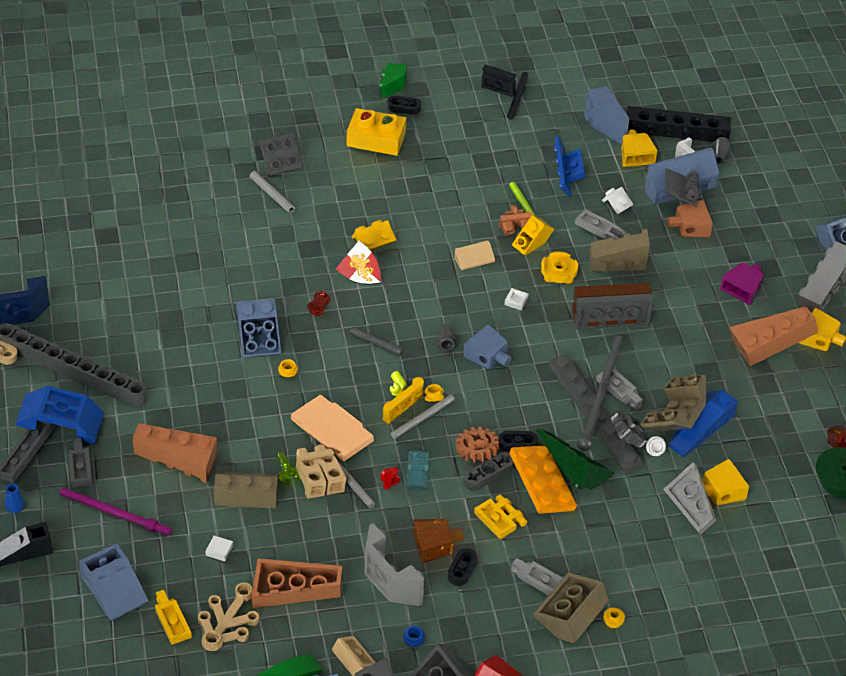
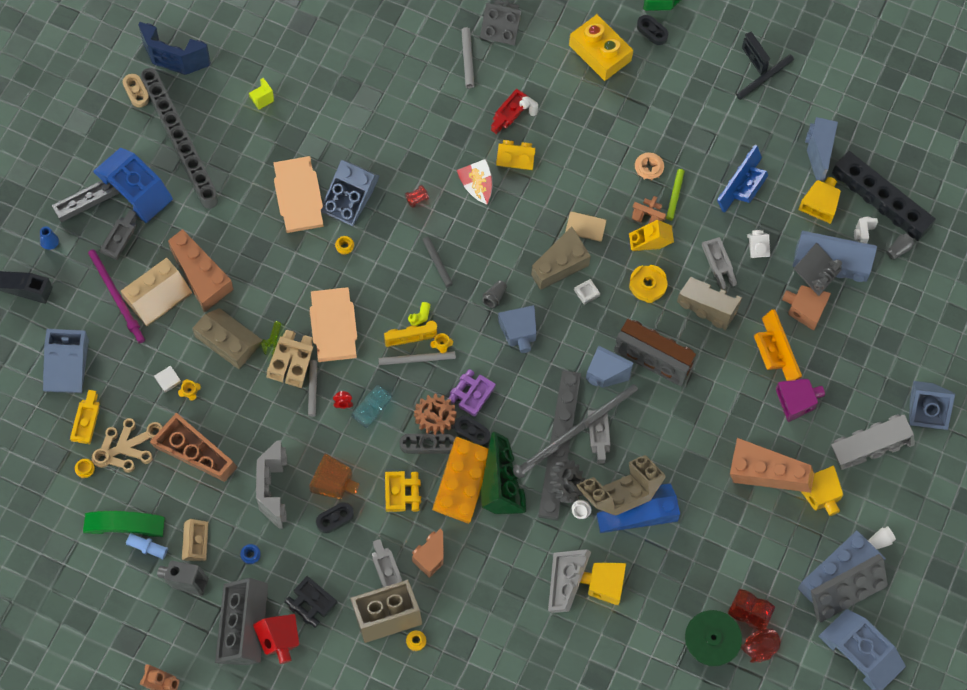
camera: 35 degrees right, 20 degrees up
(120, 298) = (262, 95): none -> neon yellow panel
(151, 487) = (156, 292): none -> tan slope
(203, 657) = (84, 468): none -> yellow plate
(216, 351) = (298, 194): none -> light nougat piece
(246, 540) = (188, 384): none -> yellow plate
(340, 209) = (508, 111): none -> red hinge
(357, 196) = (528, 102): none -> white arm
(479, 285) = (561, 260): none -> dark tan wedge
(485, 187) = (654, 160): none -> light nougat gear
(497, 414) = (477, 394): none -> medium lavender plate
(500, 635) = (315, 597): none -> black plate
(569, 545) = (430, 555): none -> nougat slope
(586, 335) = (608, 368): none -> sand blue slope
(697, 257) = (776, 348): none -> light orange bracket

